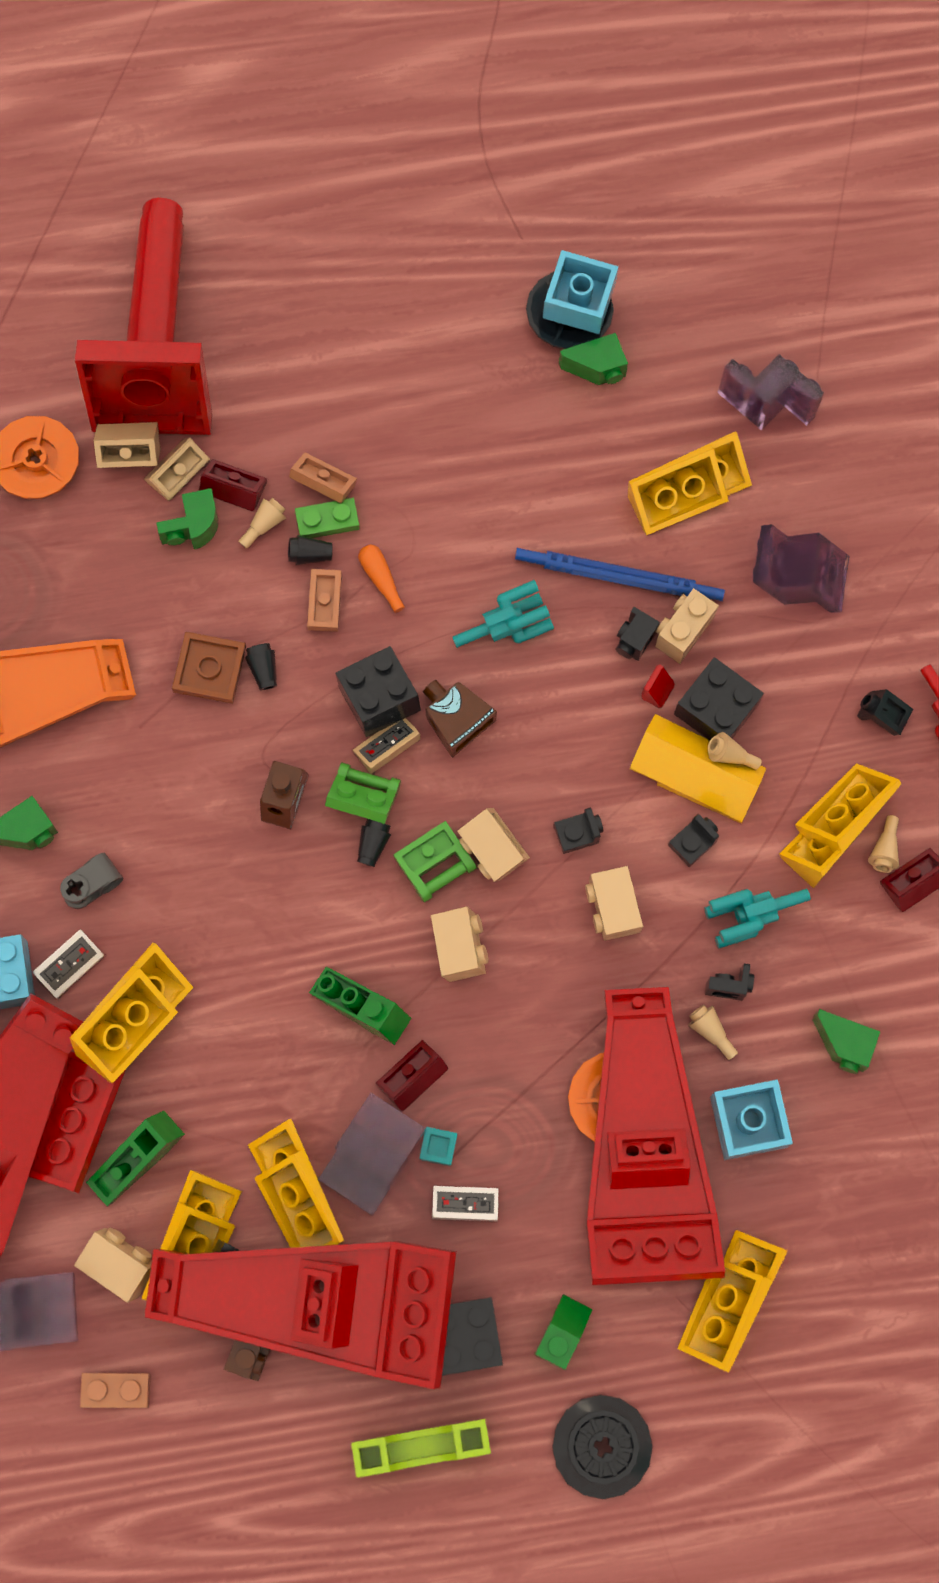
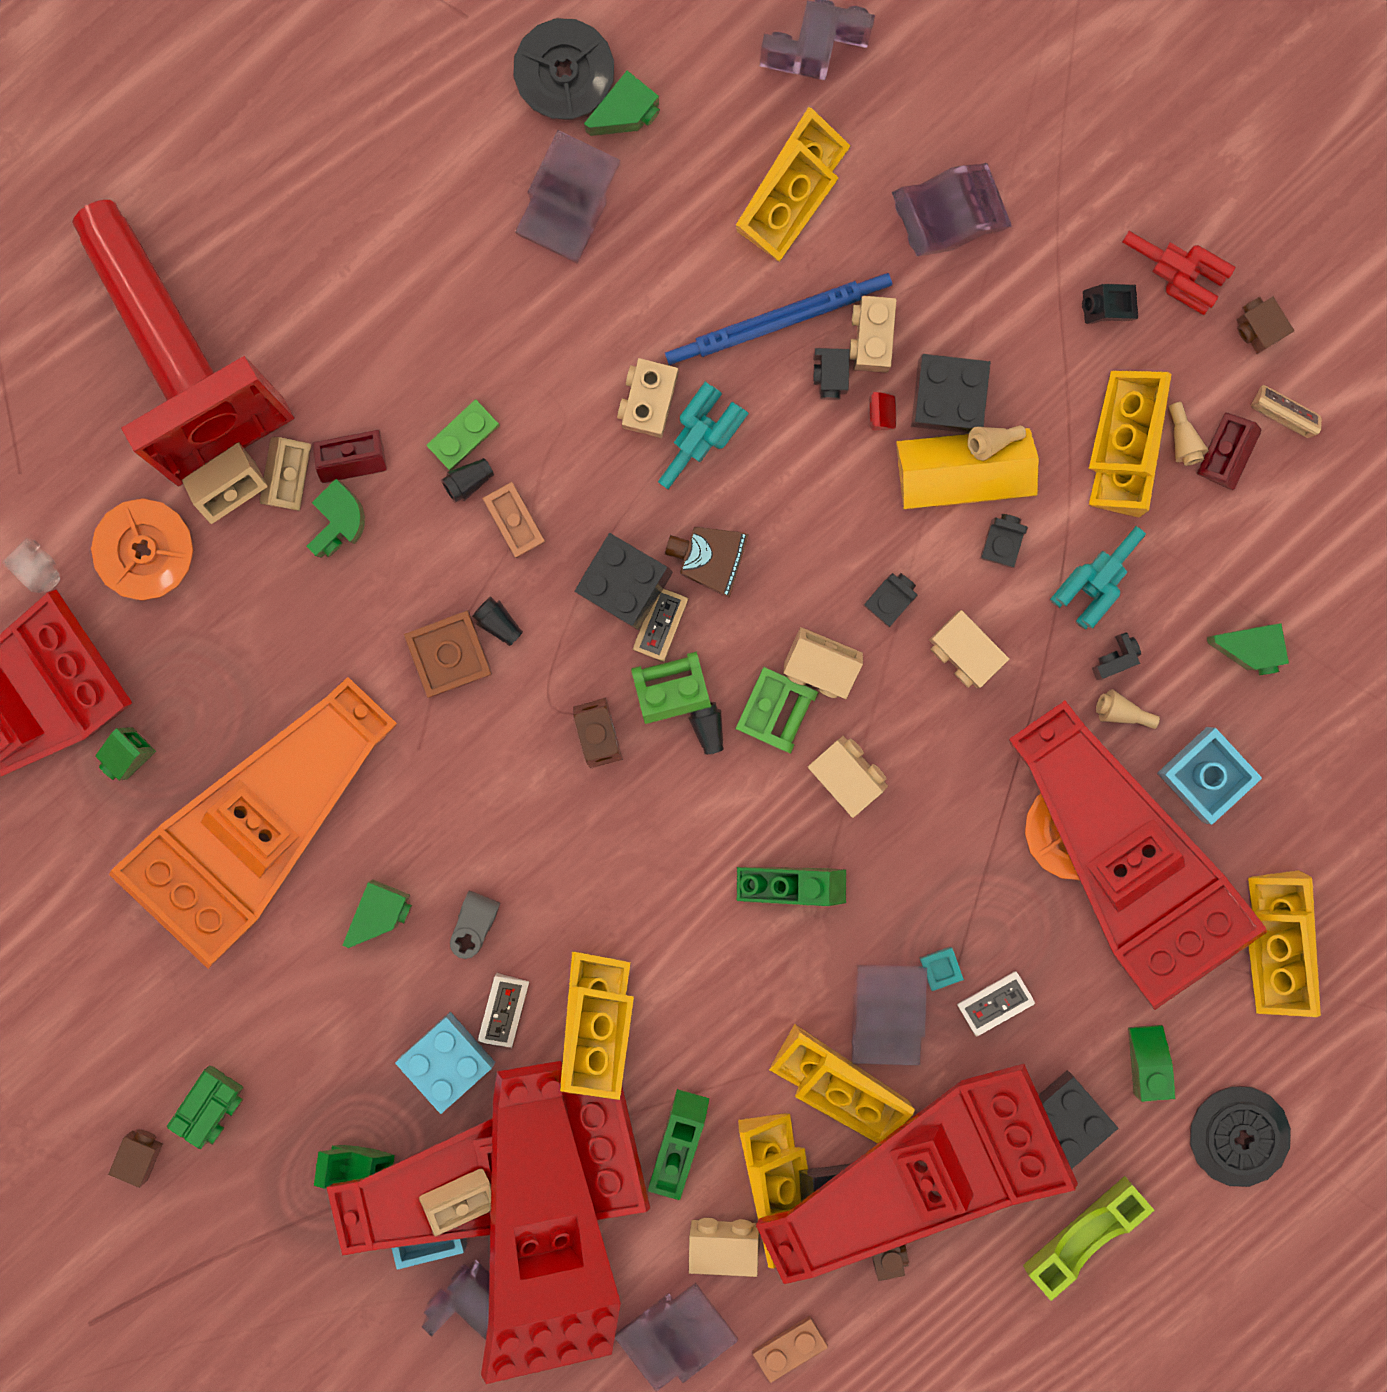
camera: 30 degrees left, 15 degrees up
(266, 517) = (405, 472): tan cone -> none
(322, 477) = (433, 397): nougat plate -> none
(378, 571) = (545, 458): orange piece -> none
(412, 1075) = (877, 918): dark red slope -> none
(484, 571) = (649, 397): none -> tan brick
(515, 393) = (567, 196): none -> bracket
(580, 292) = (568, 50): medium azure brick -> none

